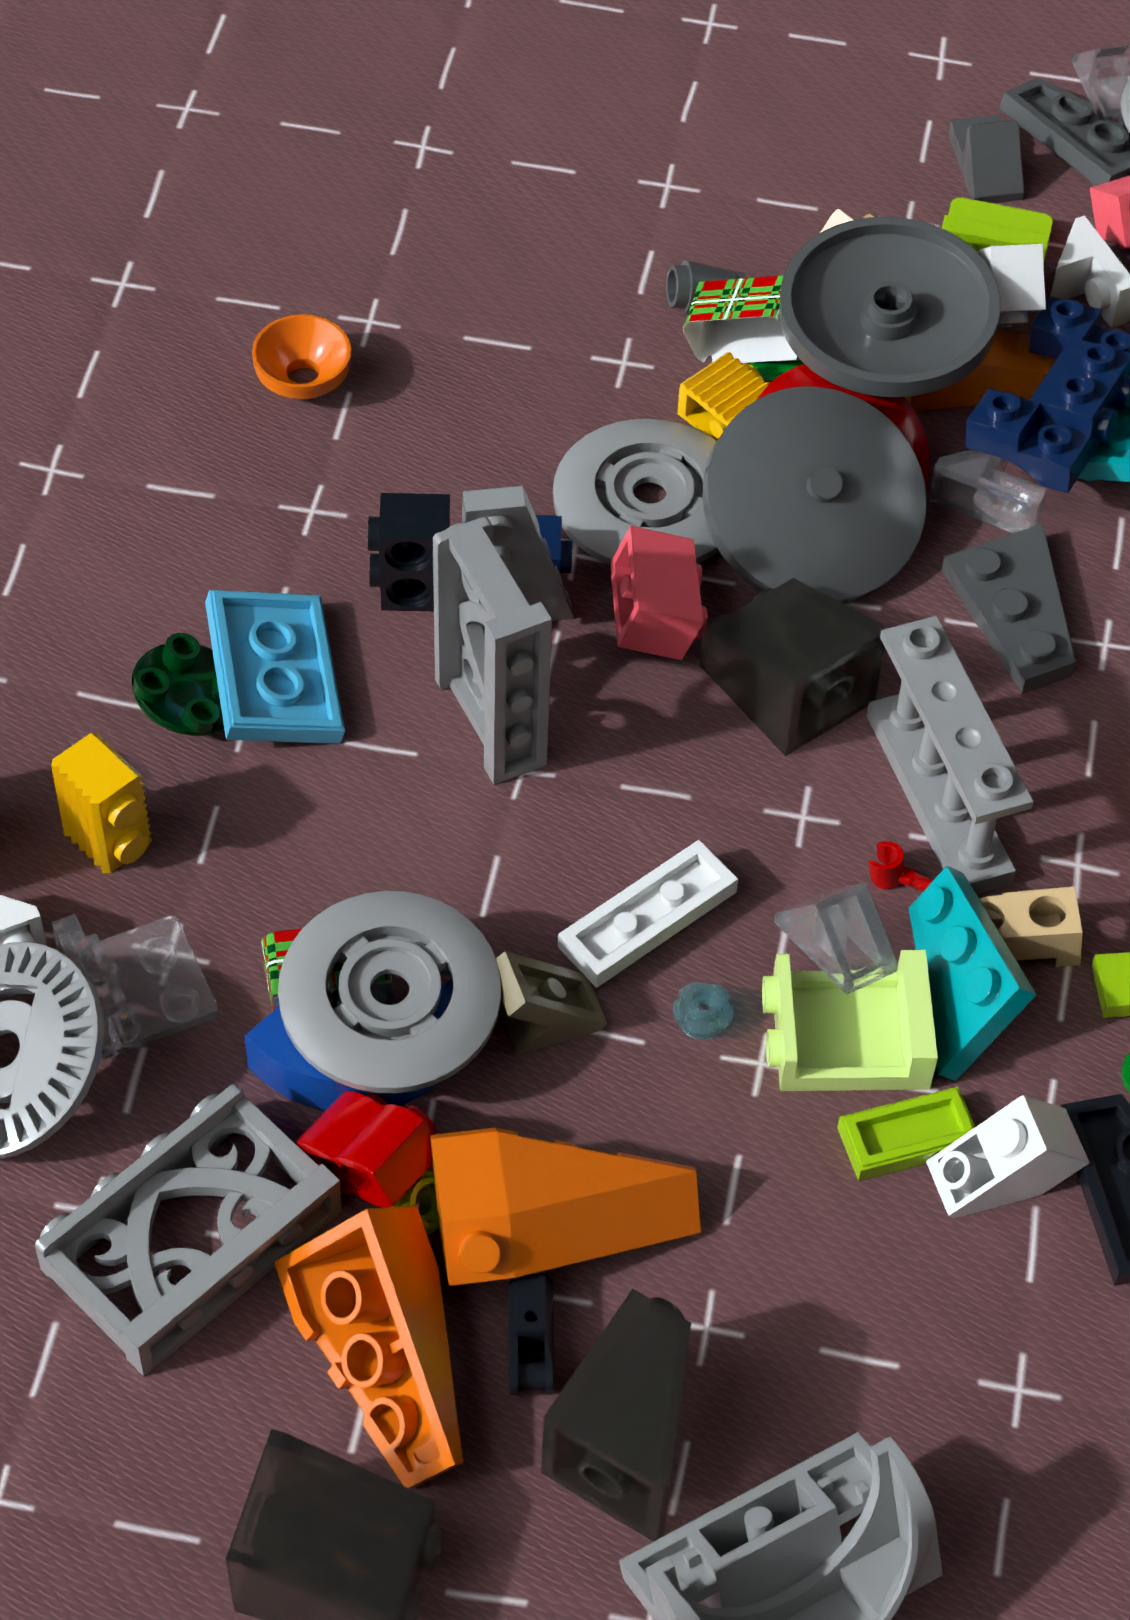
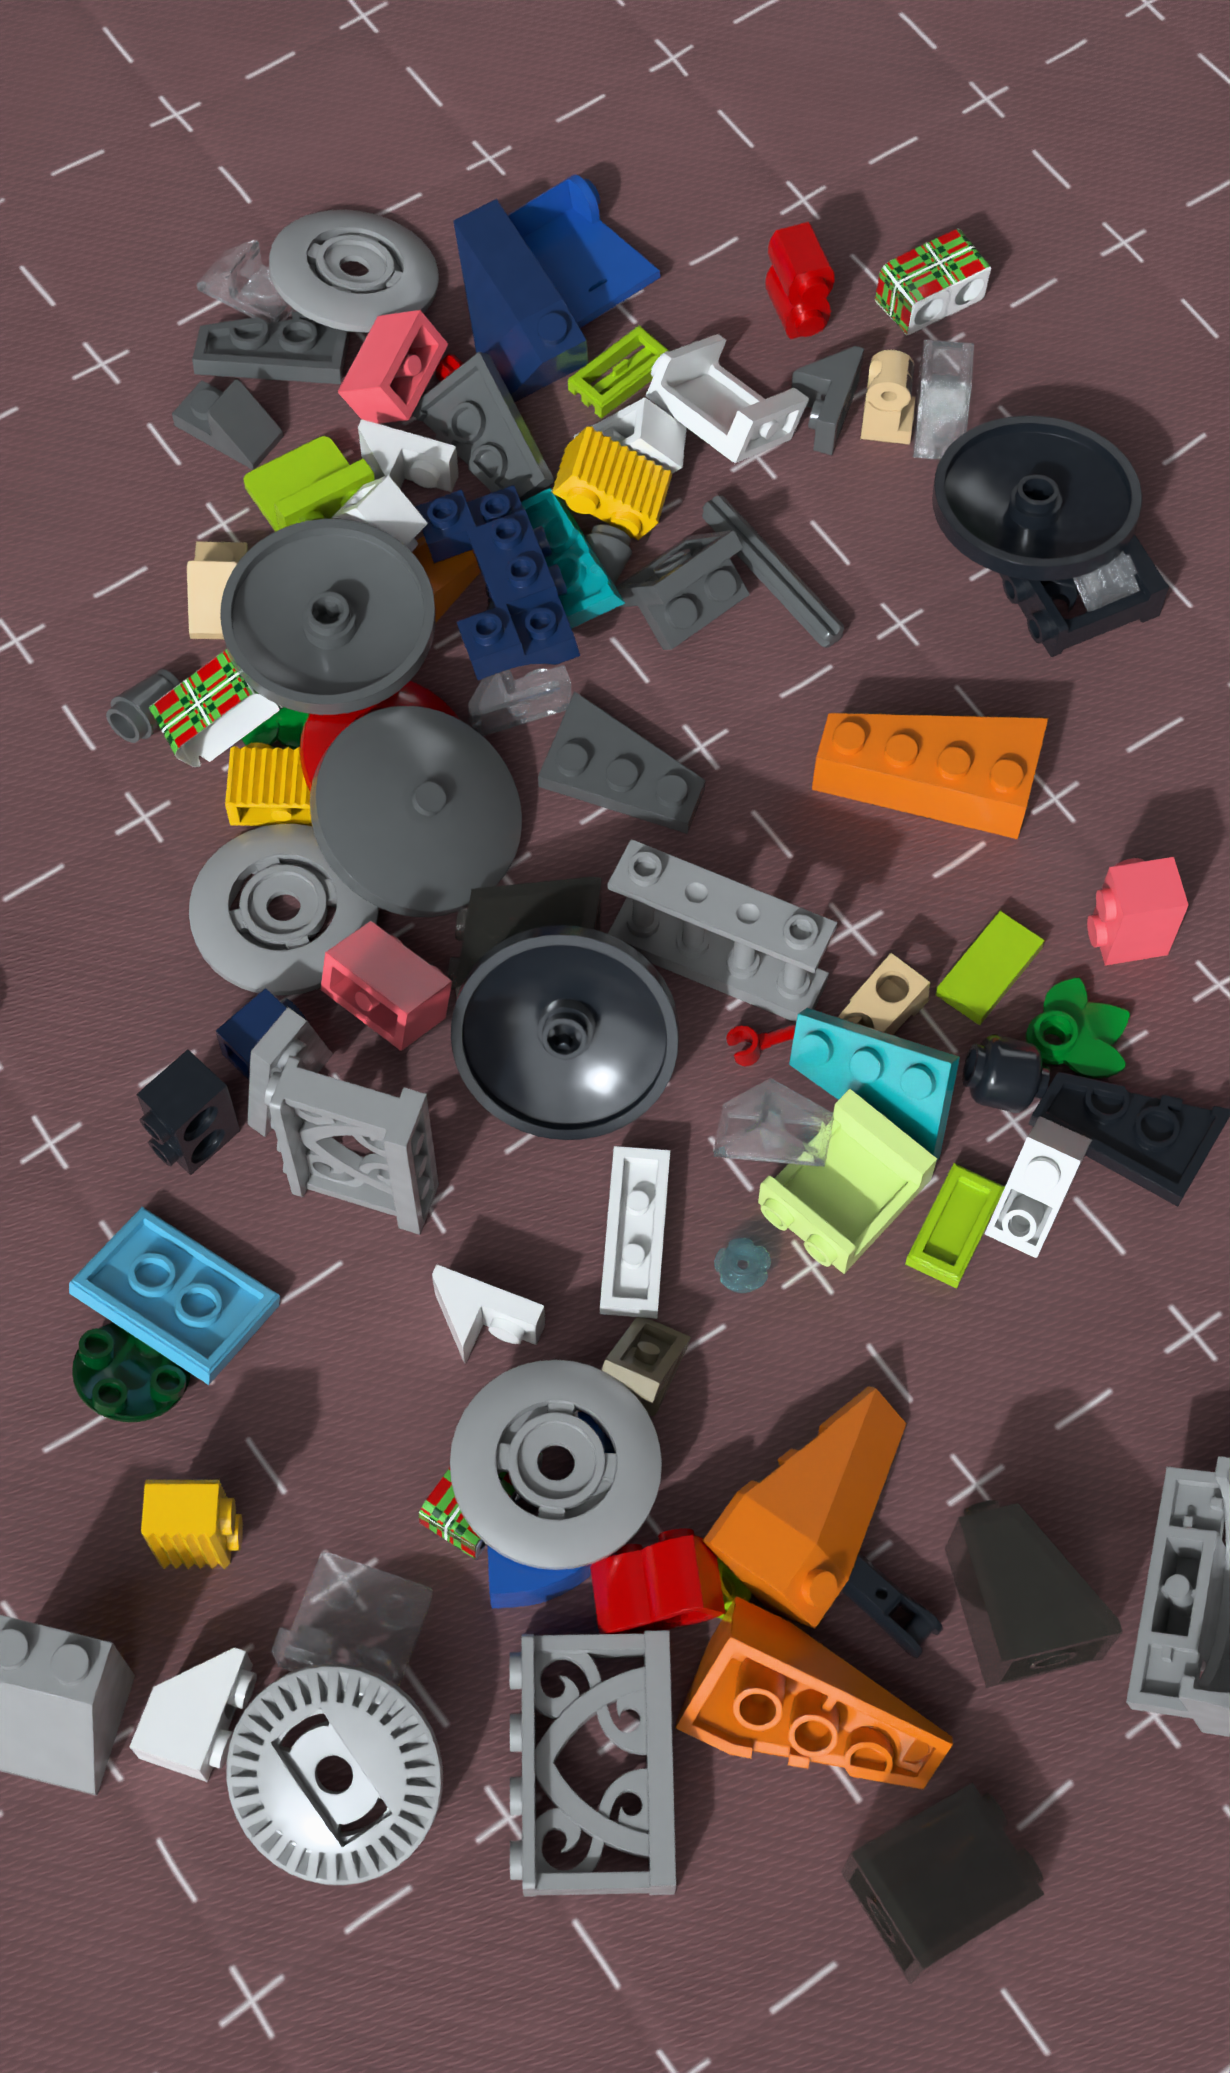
camera: 45 degrees left, 10 degrees up
(467, 858) = (472, 1303): none -> white slope
(739, 715) = (565, 1032): none -> black dish
(1076, 1058) = (1005, 1073): none -> black head

